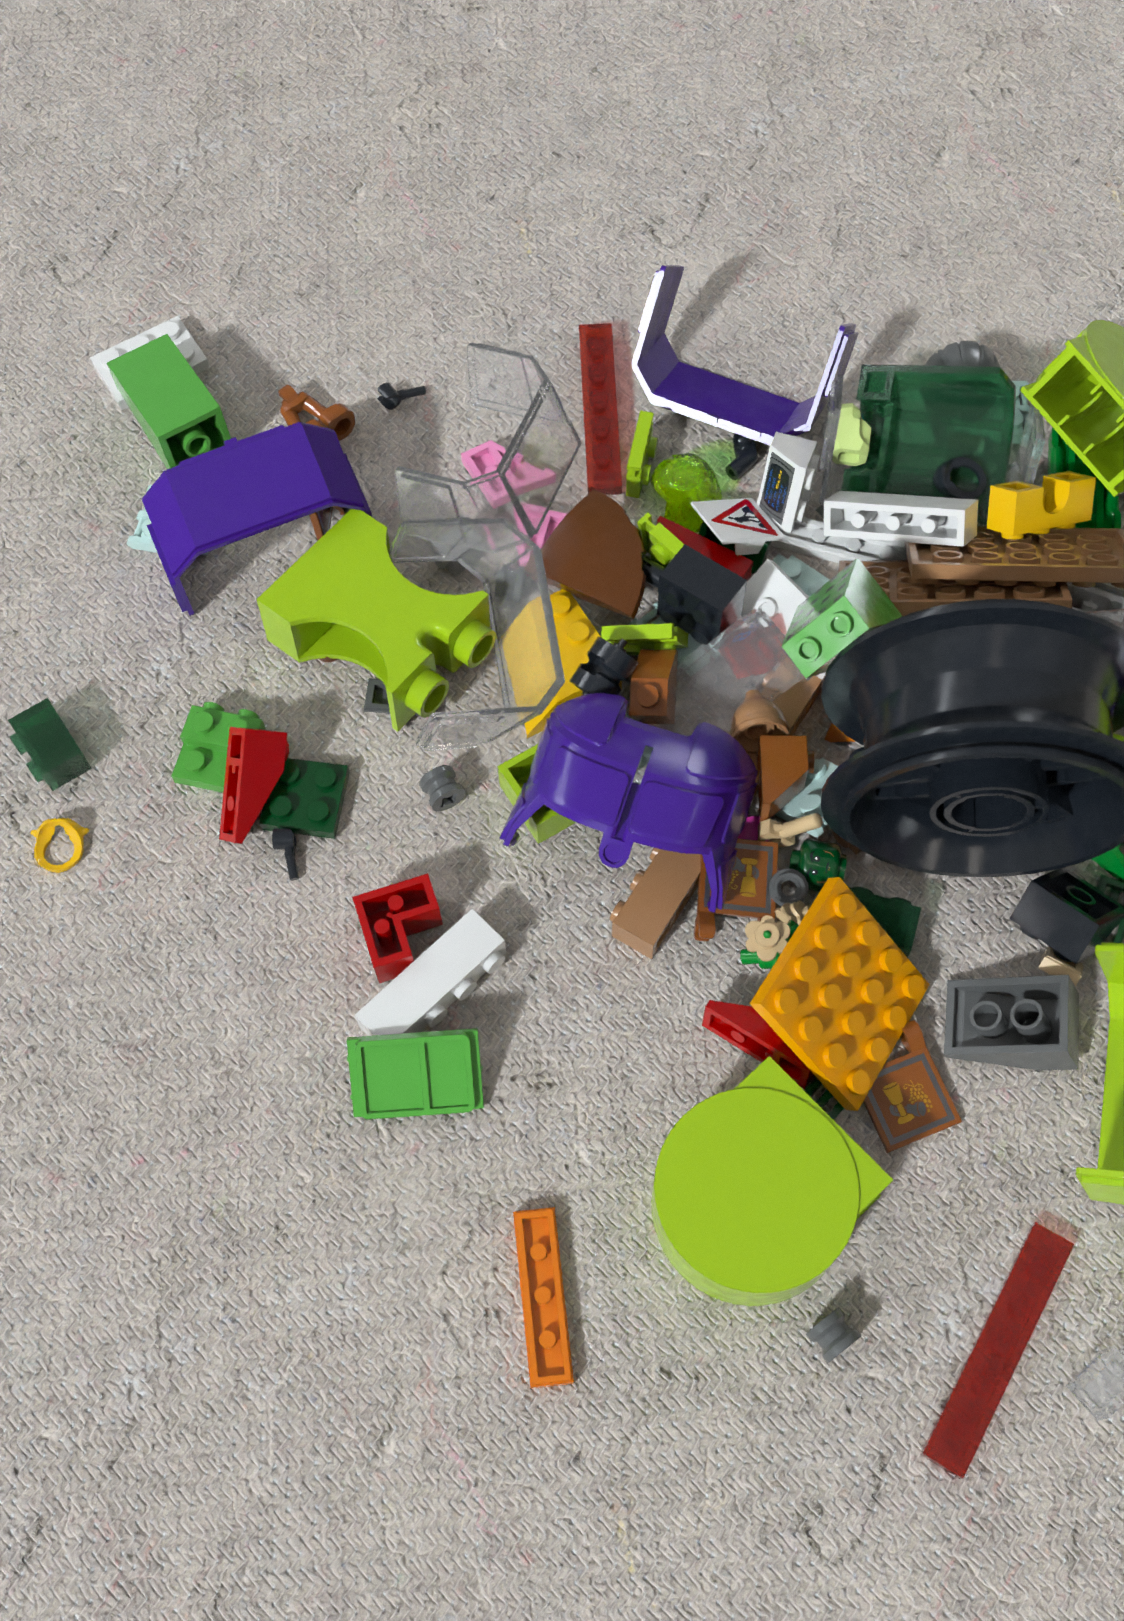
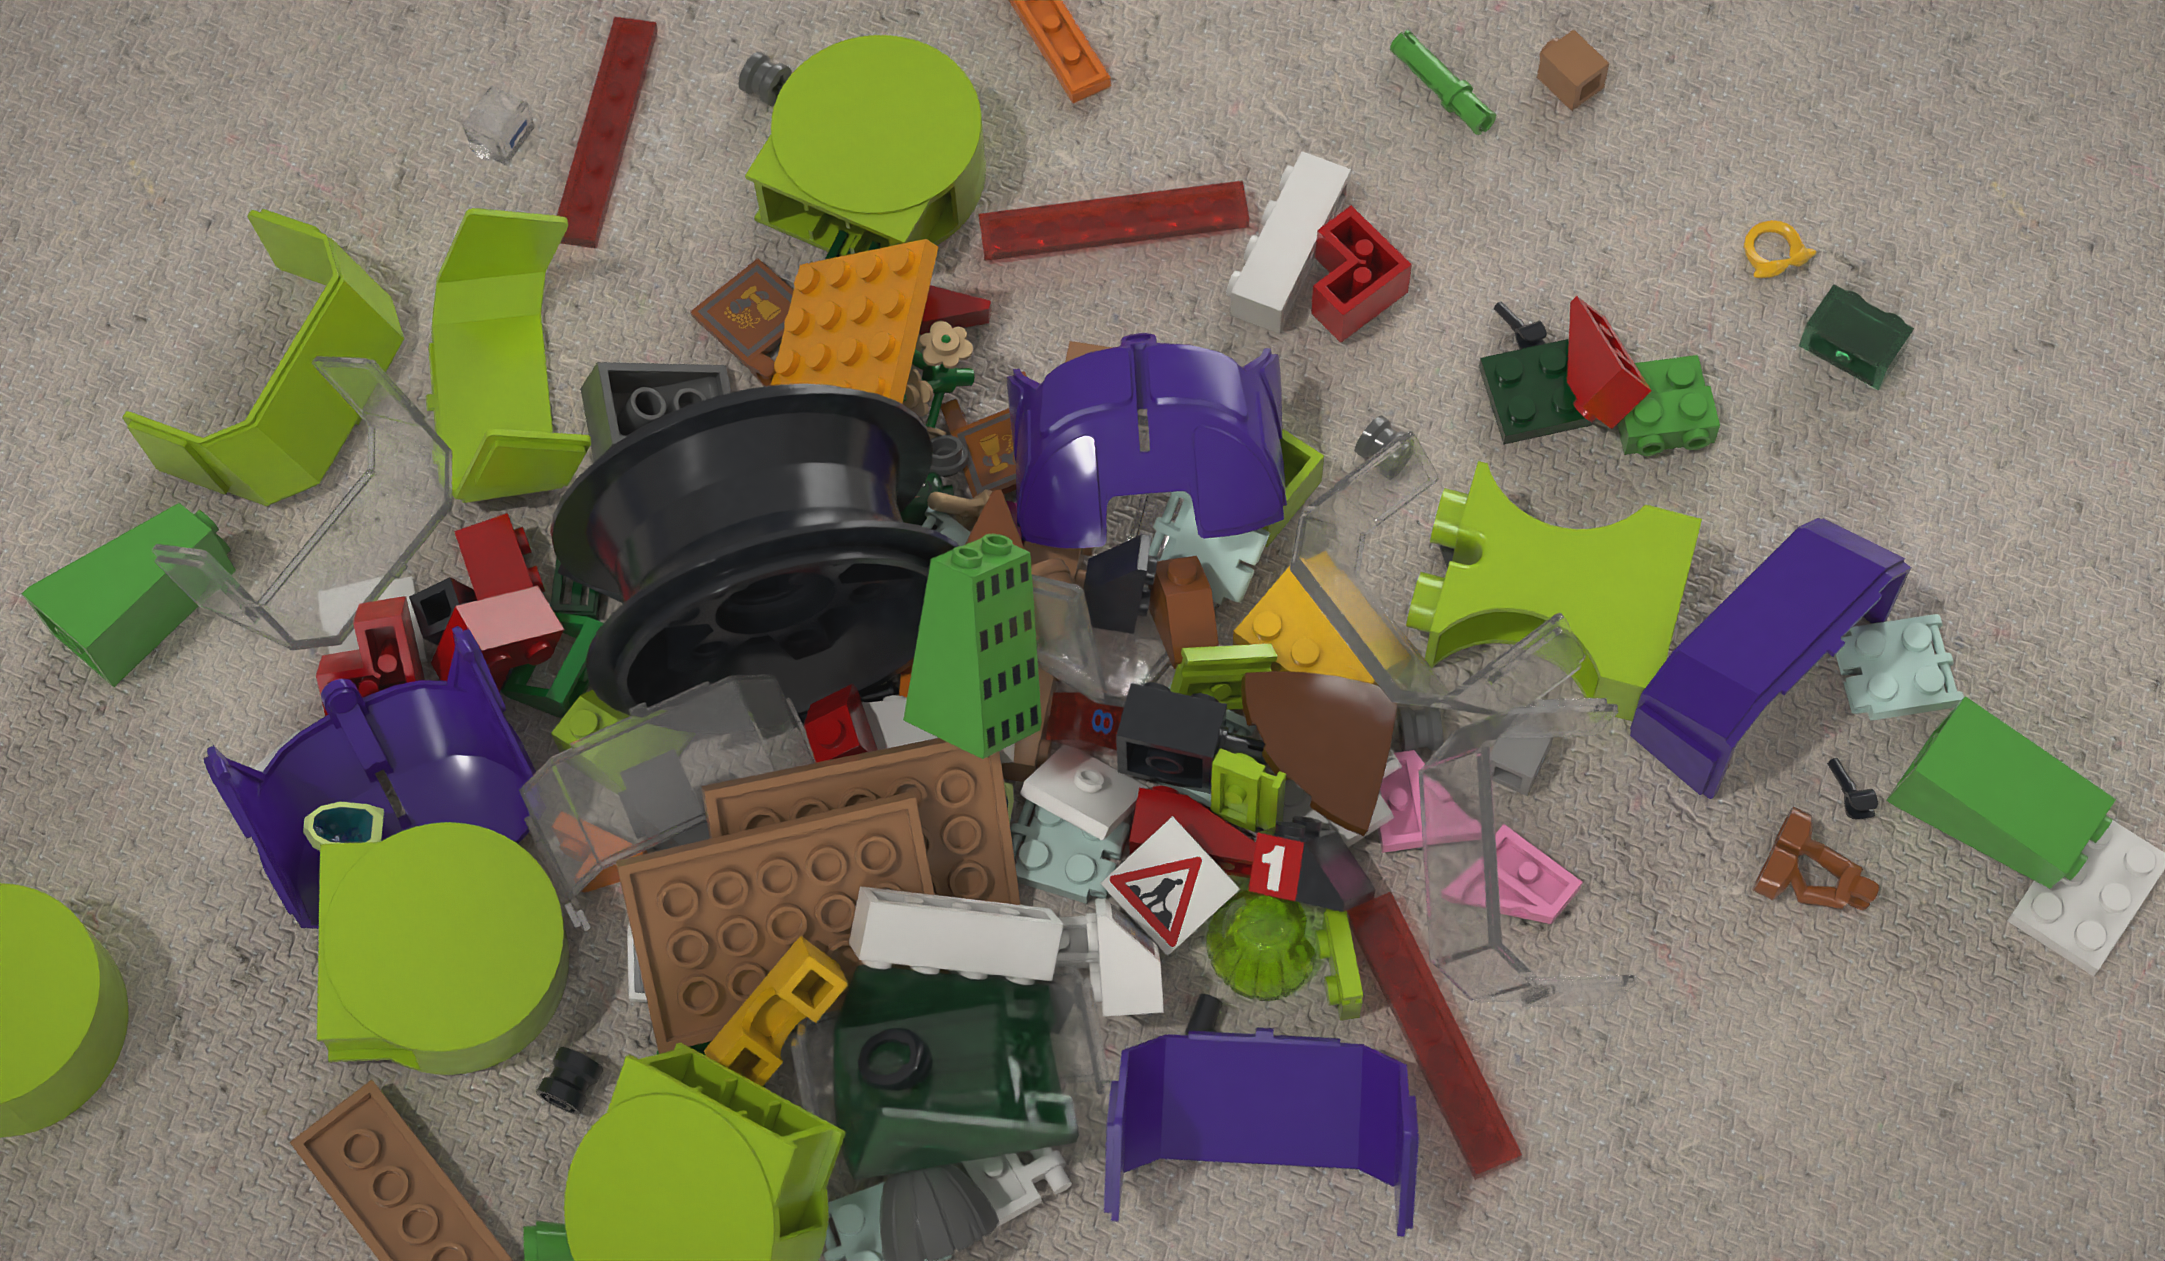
camera: 160 degrees right, 0 degrees up
(118, 1056) = (1572, 69): none -> medium nougat brick
(227, 1073) = (1453, 92): none -> bright green pin
(391, 398) = (1729, 950): black hand -> none
(415, 1073) = (1261, 148): bright green piece -> none
(580, 1065) = (1113, 220): none -> clear red plate
(605, 669) = (1247, 587): black wheel -> none
(643, 479) = (1308, 866): none -> black slope
(693, 703) = (1116, 585): none -> black slope
(852, 437) = (1061, 1044): yellowish green rock -> none

